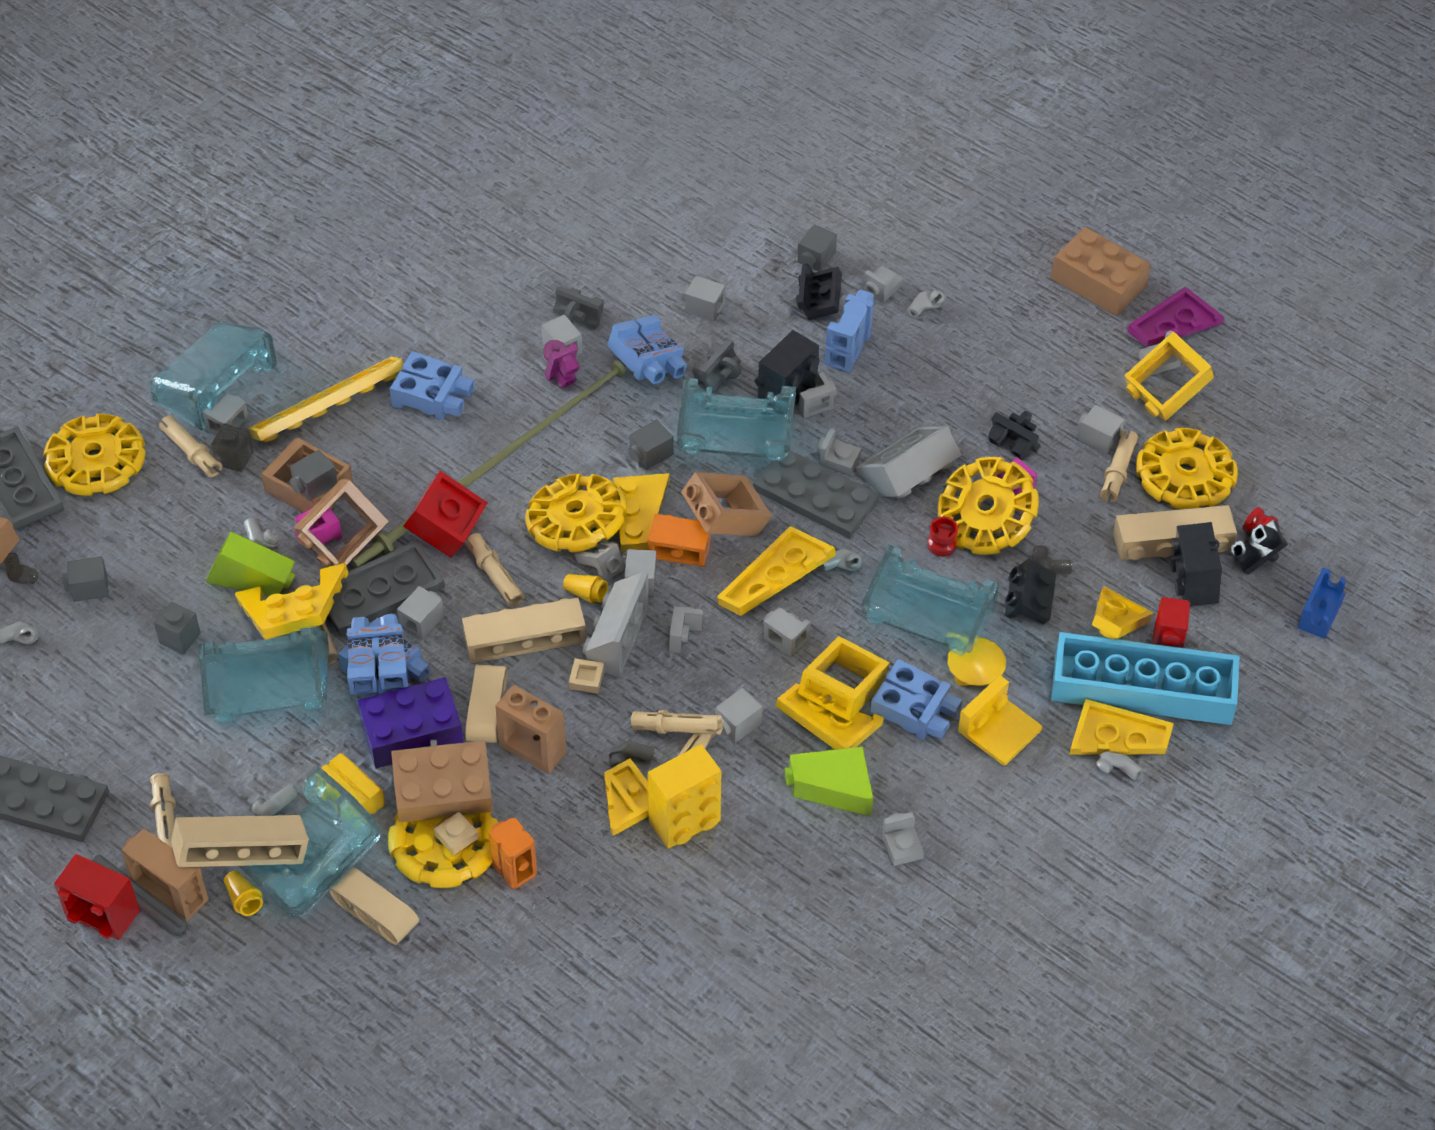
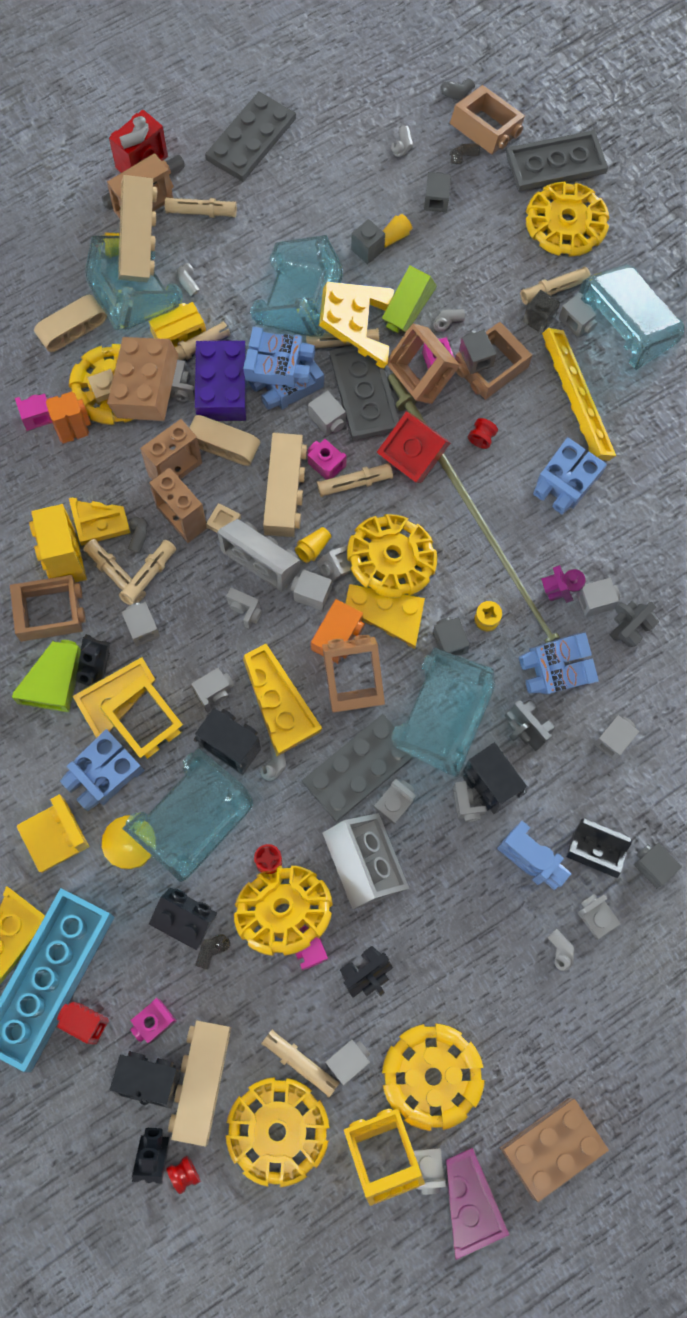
camera: 105 degrees right, 20 degrees up
(100, 870) = (138, 134): none -> light grey arm
(147, 605) = (397, 229): none -> yellow cone
(376, 772) = (187, 349): none -> tan pin
(402, 468) = (482, 433): none -> red wheel
(479, 597) = (328, 466): none -> dark pink brick
(508, 902) = (34, 411): none -> dark pink brick
(589, 700) = (175, 499): none -> medium nougat window
(614, 429) = (485, 621): none -> yellow wheel
(769, 832) = (21, 591): none -> medium nougat window
(797, 738) = (92, 660): none -> black hips
(839, 590) = (228, 740): none -> black brick
(1076, 387) = (450, 1082): none -> yellow plate
(1118, 615) = (119, 981): yellow wing -> none
(1140, 585) = (162, 1017): none -> dark pink brick
(1322, 605) = (72, 1194): blue hinge -> none

